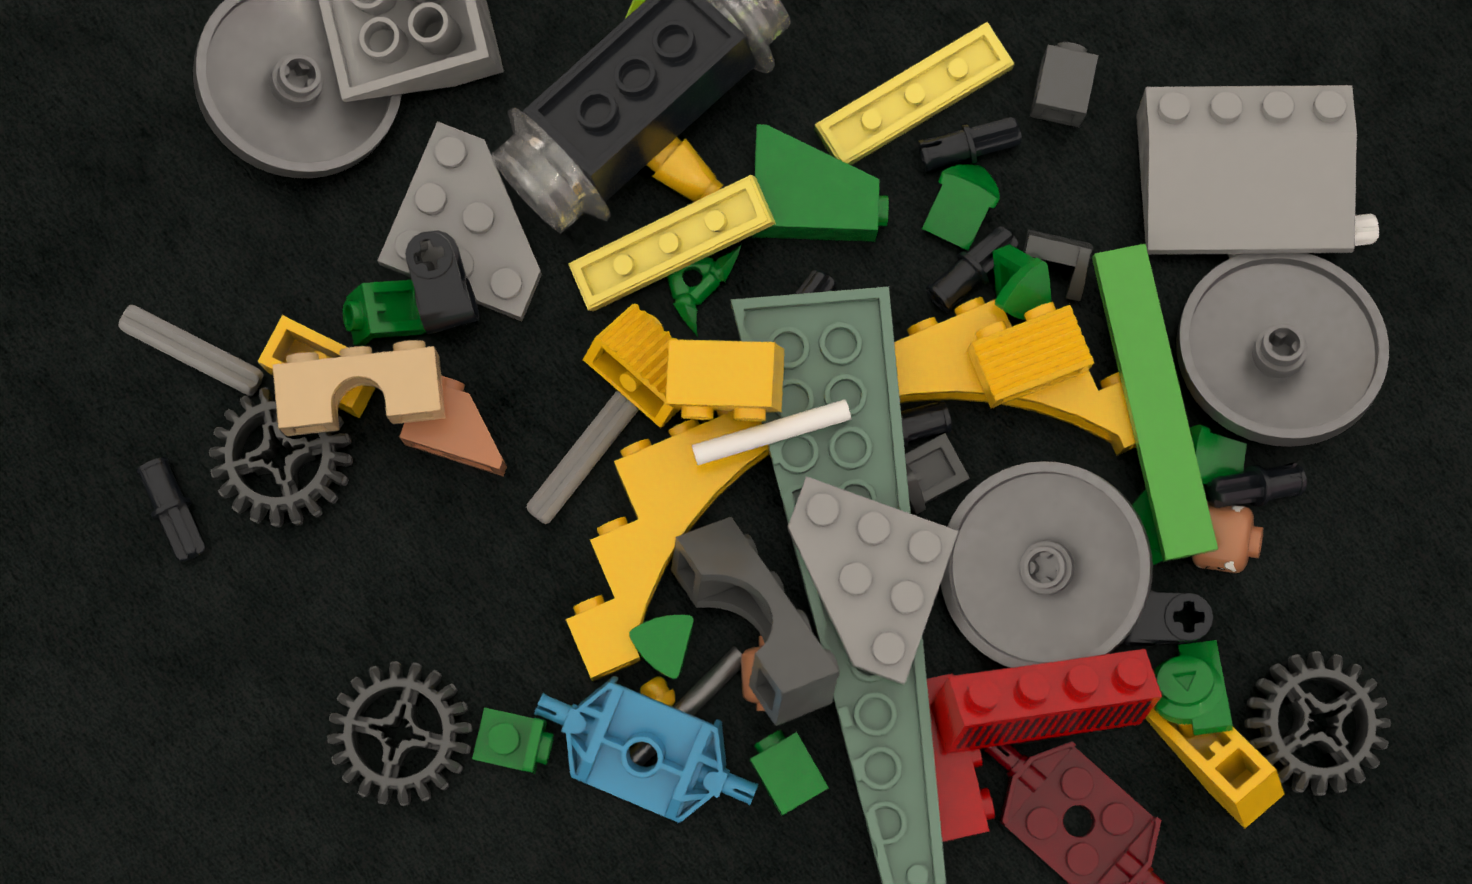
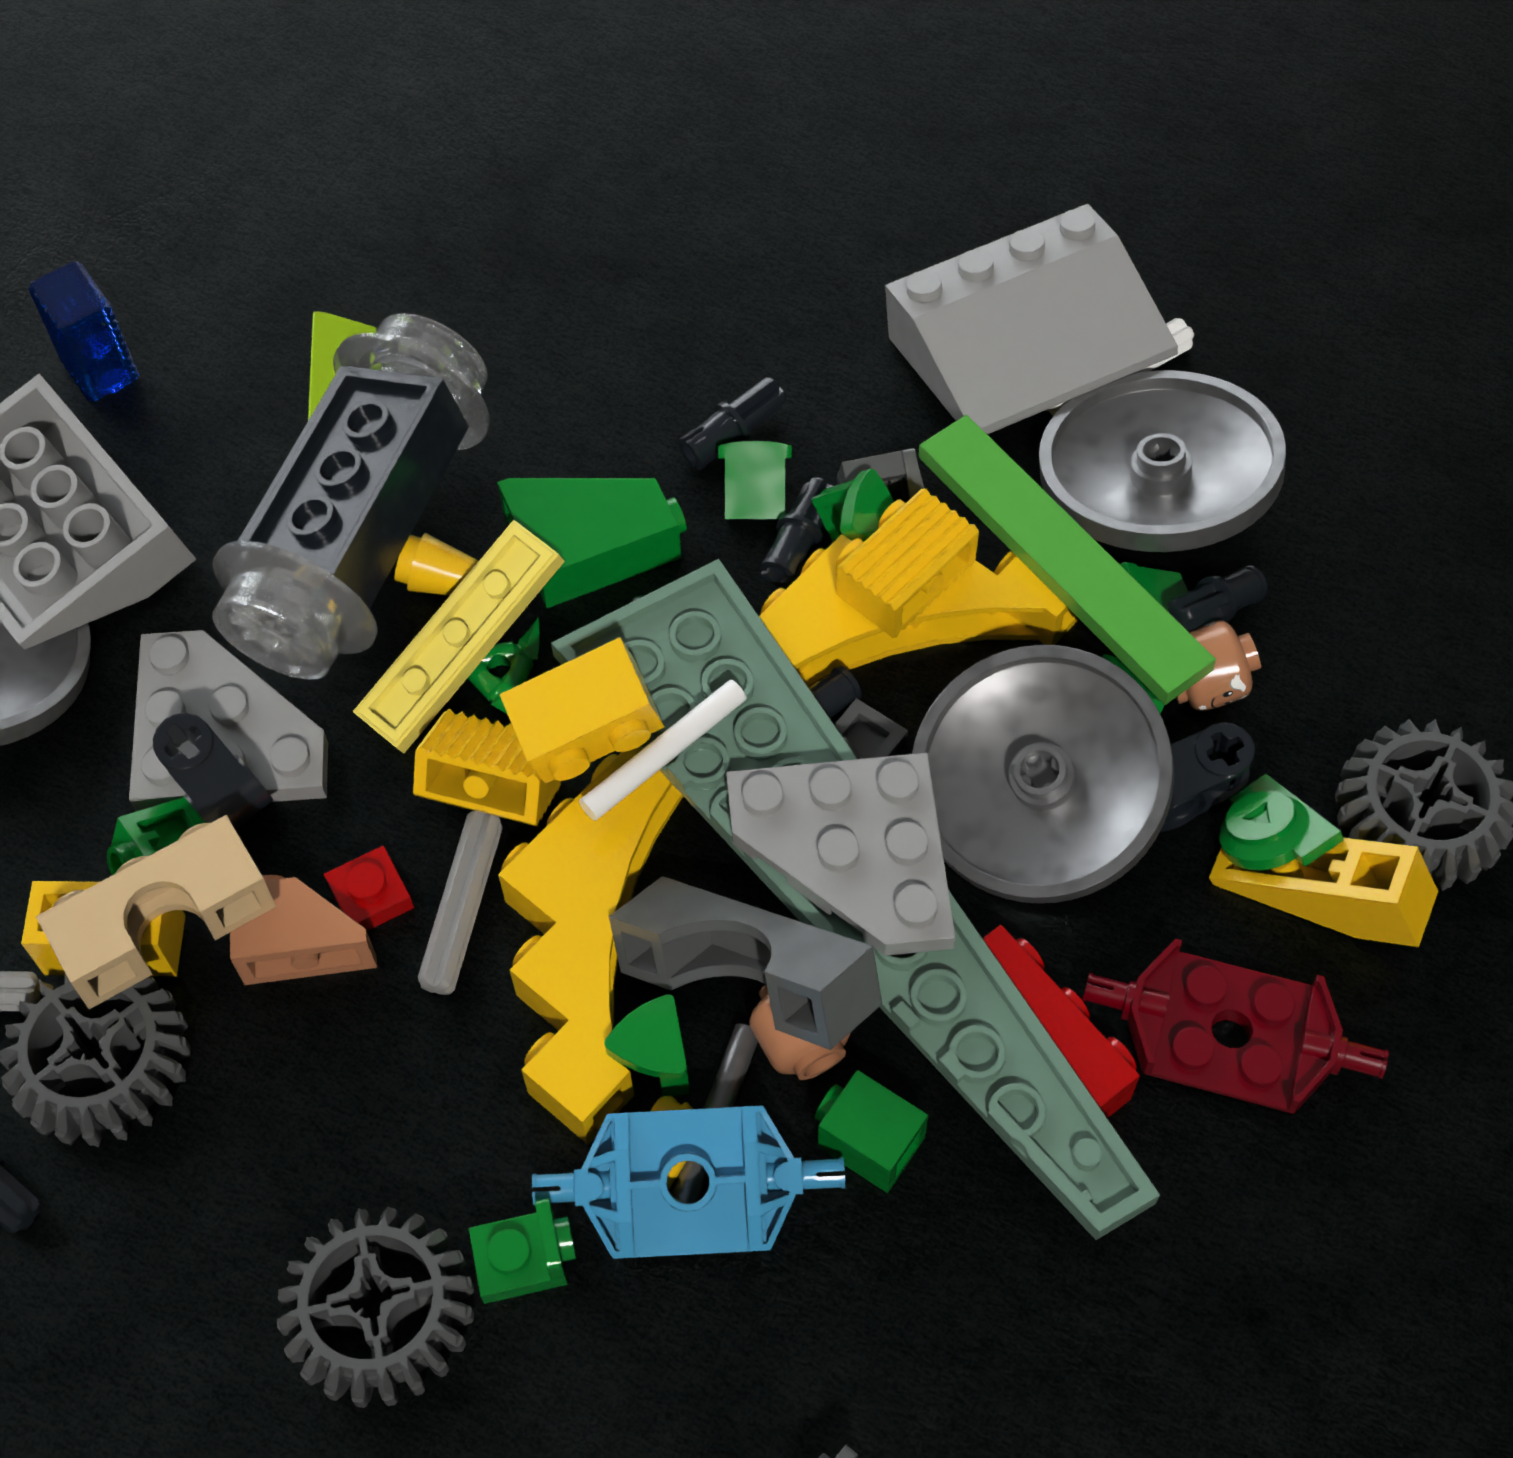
camera: 20 degrees left, 20 degrees down
(521, 416) = (369, 889): none -> red plate
(914, 95) = (656, 402): light yellow tile -> none
(1045, 700) = (1120, 900): red brick -> none
(1064, 84) = (801, 331): dark grey brick -> none

